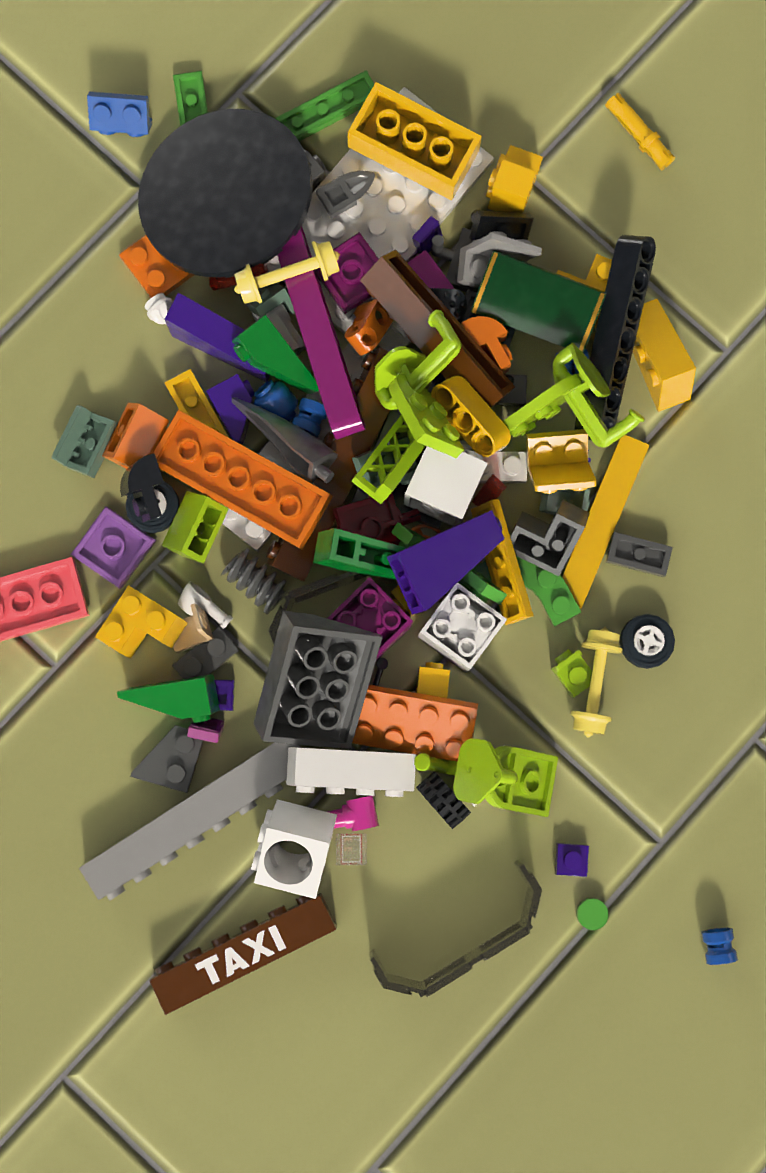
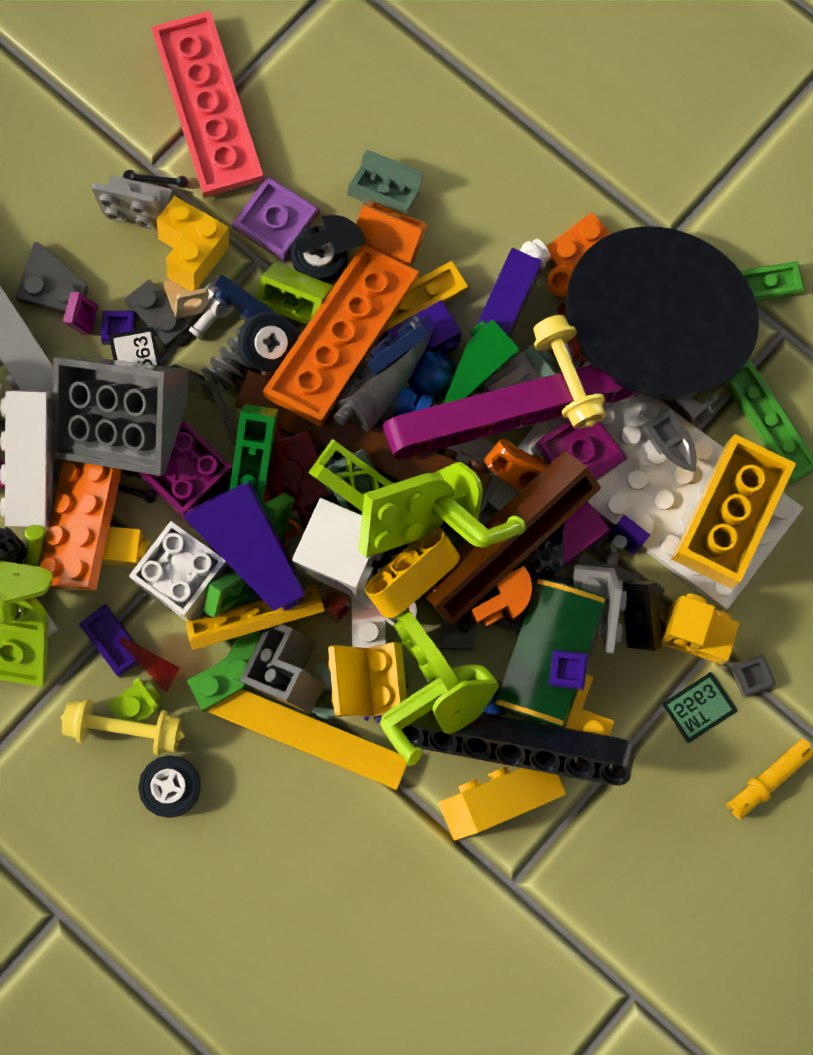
camera: 90 degrees right, 5 degrees down
(64, 687) = (181, 181): none -> black hinge
(92, 679) = (132, 201): none -> light grey bracket
(119, 113) = (745, 203): bracket -> none
(179, 698) = (111, 282): green slope -> none
(186, 283) = (559, 278): none -> orange tile
(212, 563) = (229, 294): none -> dark blue plate
(235, 551) = (255, 339): none -> black wheel
(245, 676) = (135, 346): none -> sticker
(254, 422) = (391, 348): none -> dark blue plate
(516, 695) = (104, 632): none -> dark purple tile
(542, 653) = (157, 668): none -> clear red piece
(550, 141) = (752, 675): none -> dark grey tile
(558, 285) = (568, 670): none -> dark purple tile
(576, 188) = (699, 707): none -> clear green sticker
(639, 554) = (268, 777): dark grey plate -> none

